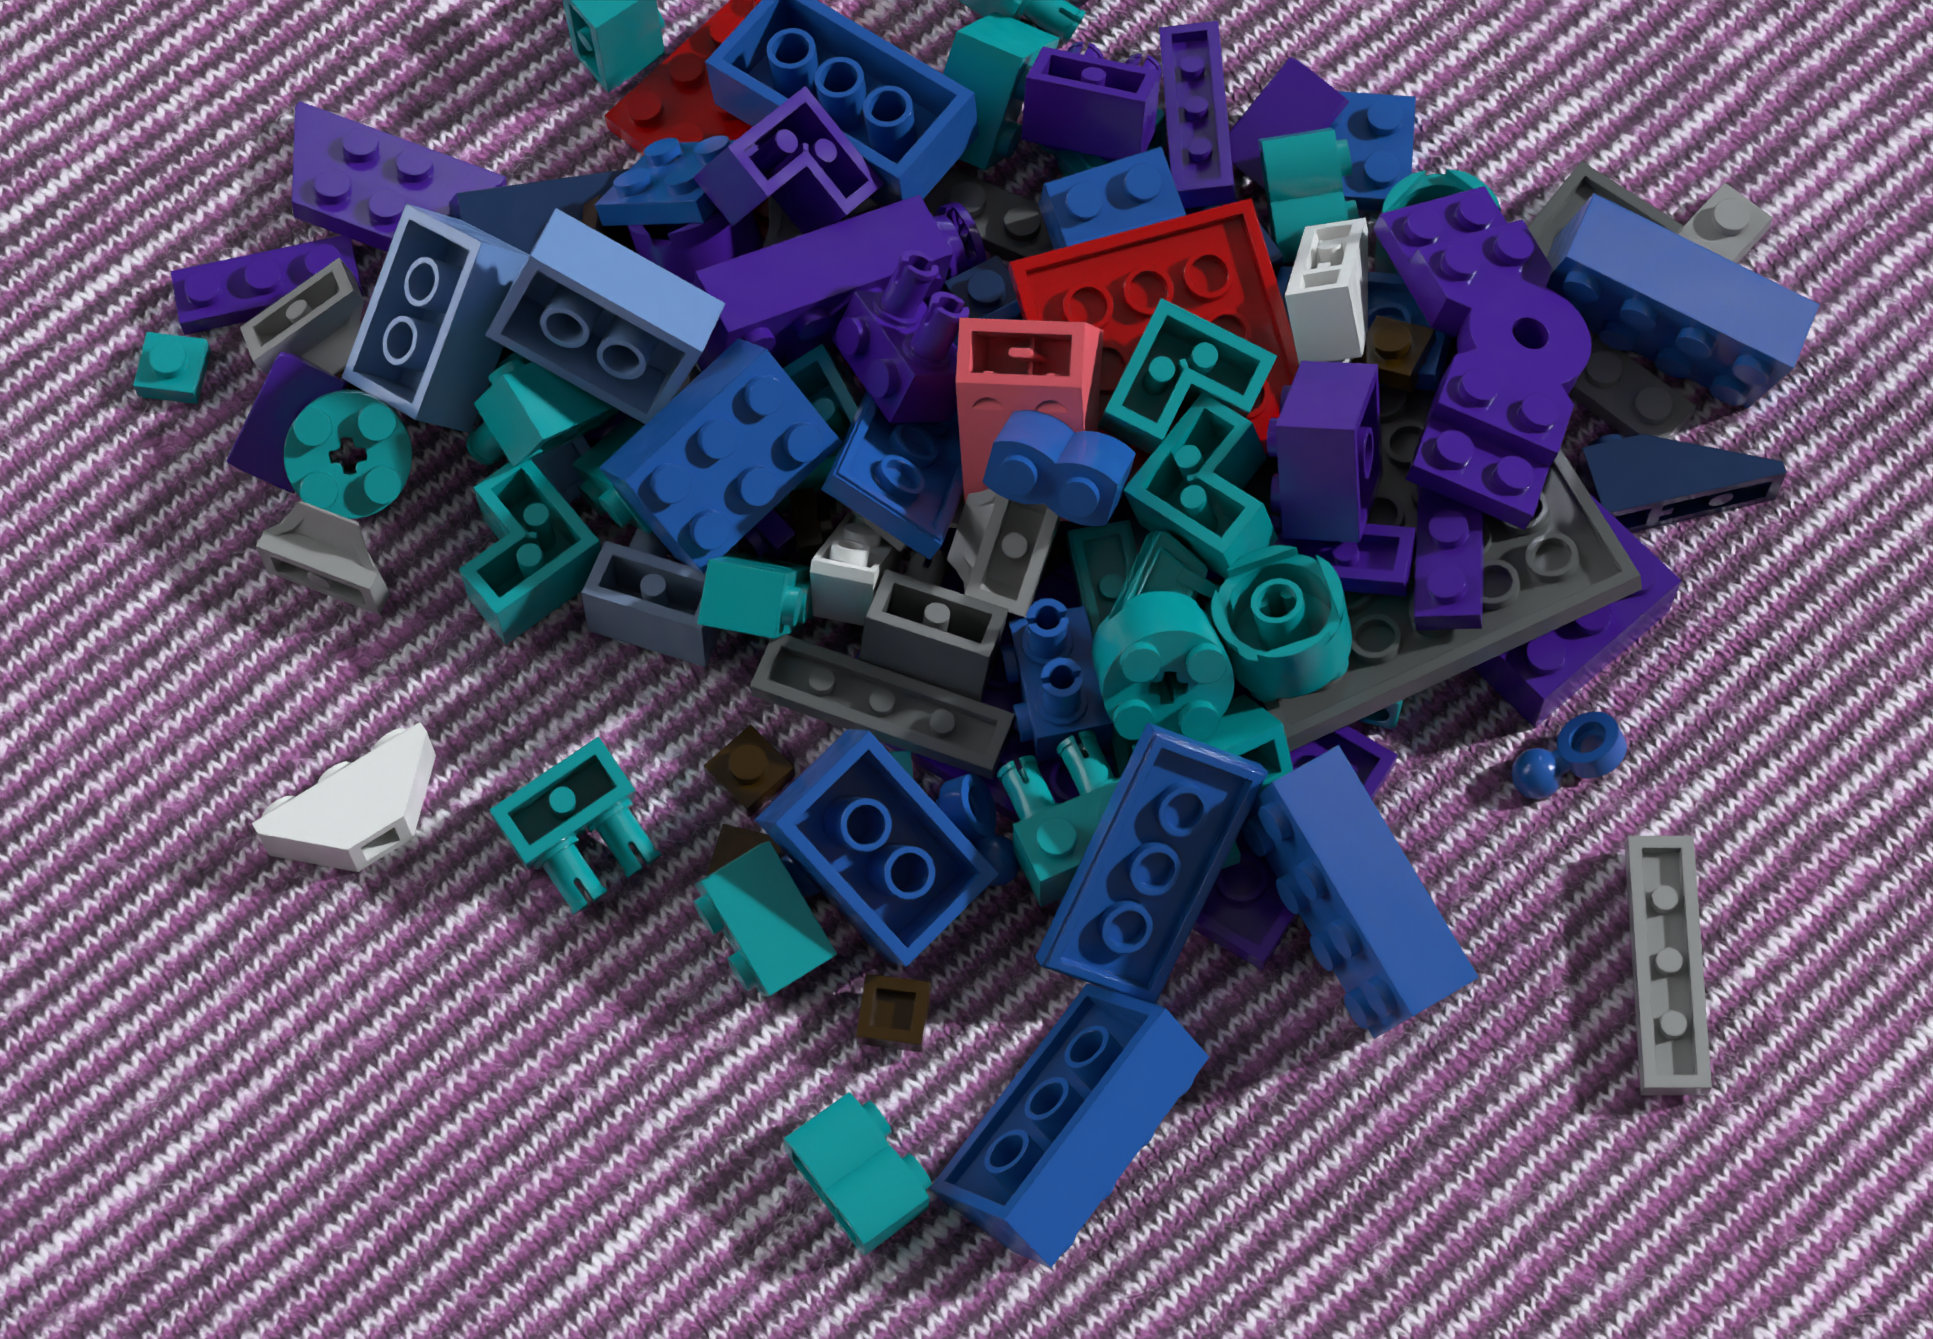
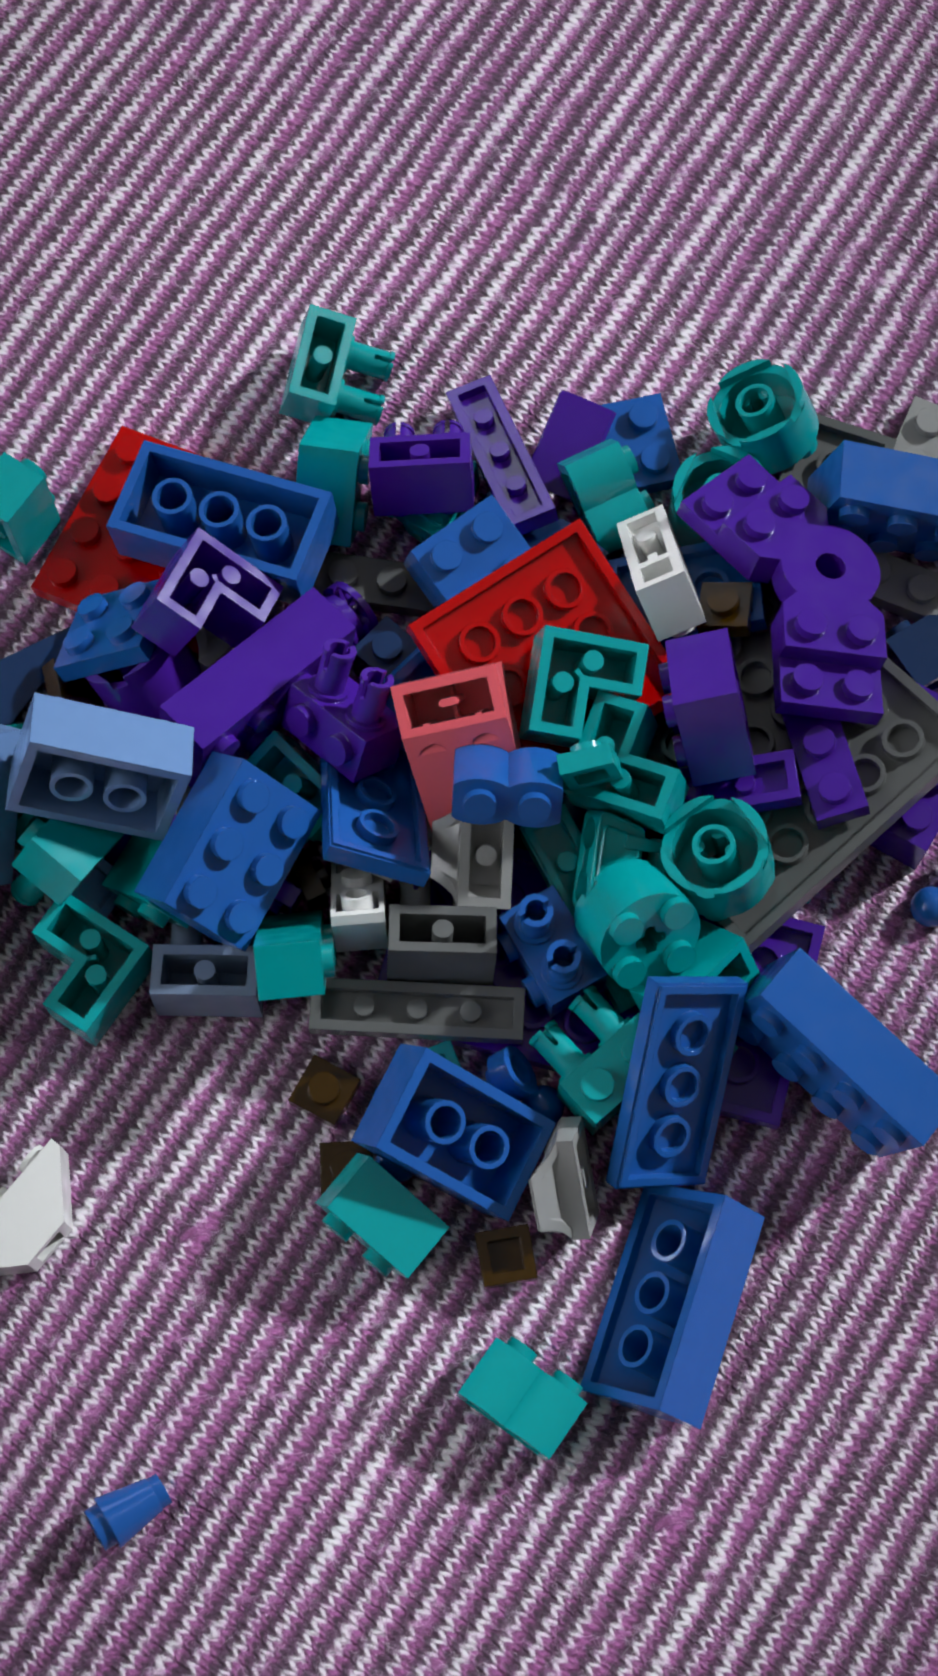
camera: 20 degrees left, 5 degrees up
(368, 1156) = (126, 1511): none -> blue cone
(561, 805) = (188, 1171): teal brick -> none
(986, 944) = (564, 1183): none -> light grey slope
(1159, 468) = (589, 765): none -> teal plate
(1526, 151) = (765, 414): none -> teal brick

